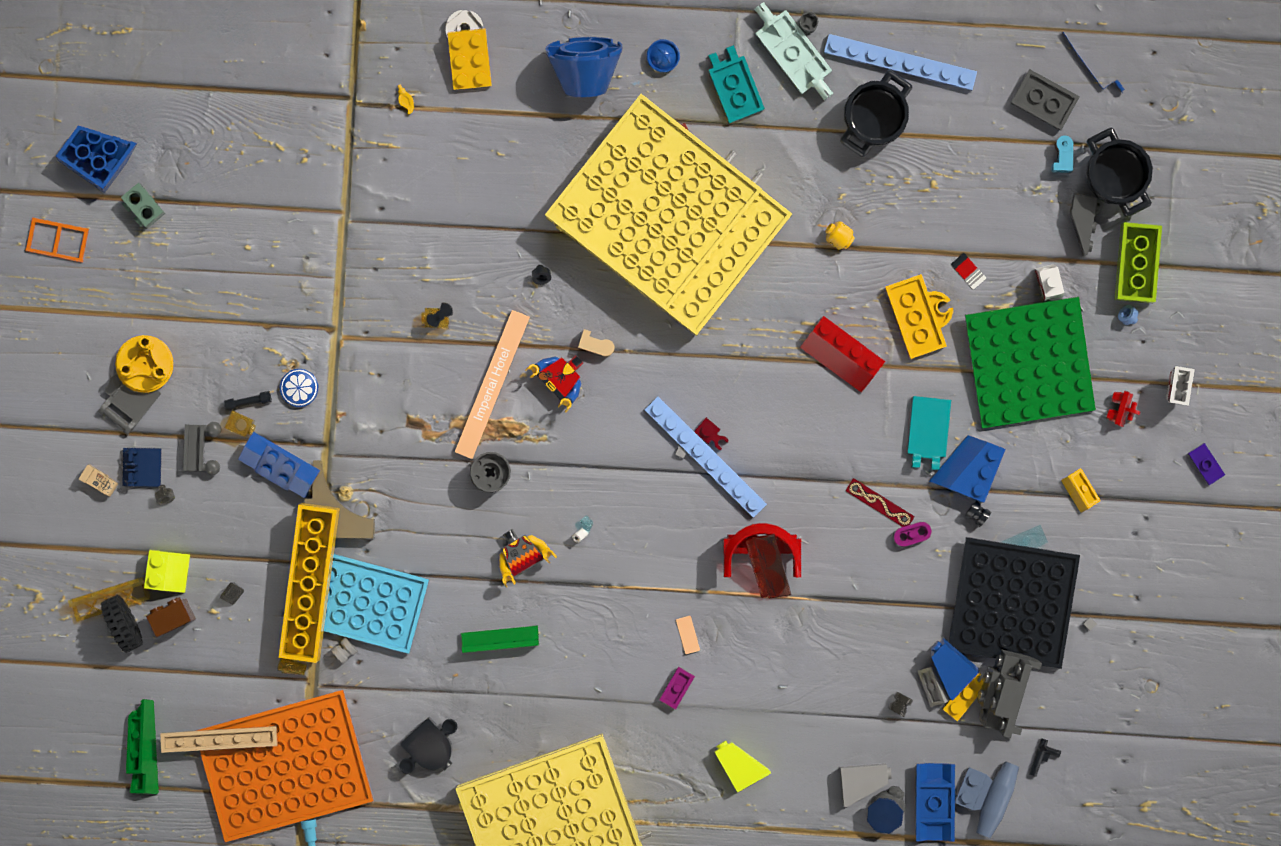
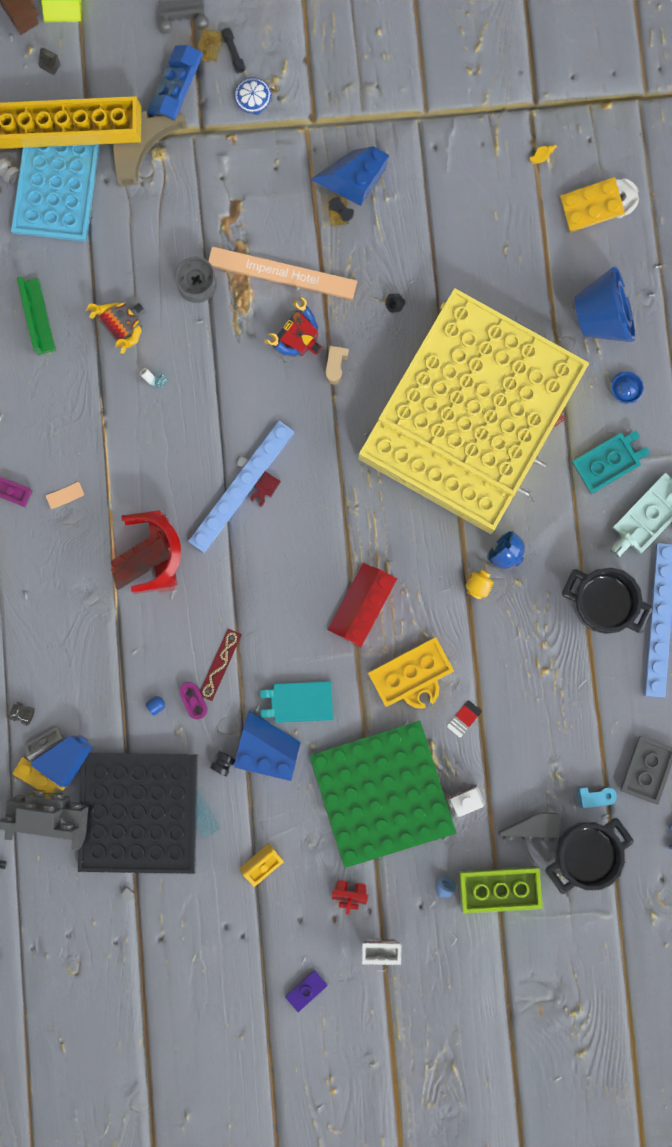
camera: 80 degrees right, 5 degrees down
(402, 296) = (354, 173): none -> blue wedge
(812, 202) = (508, 551): none -> blue cylinder
(911, 571) = (155, 705): none -> blue piece

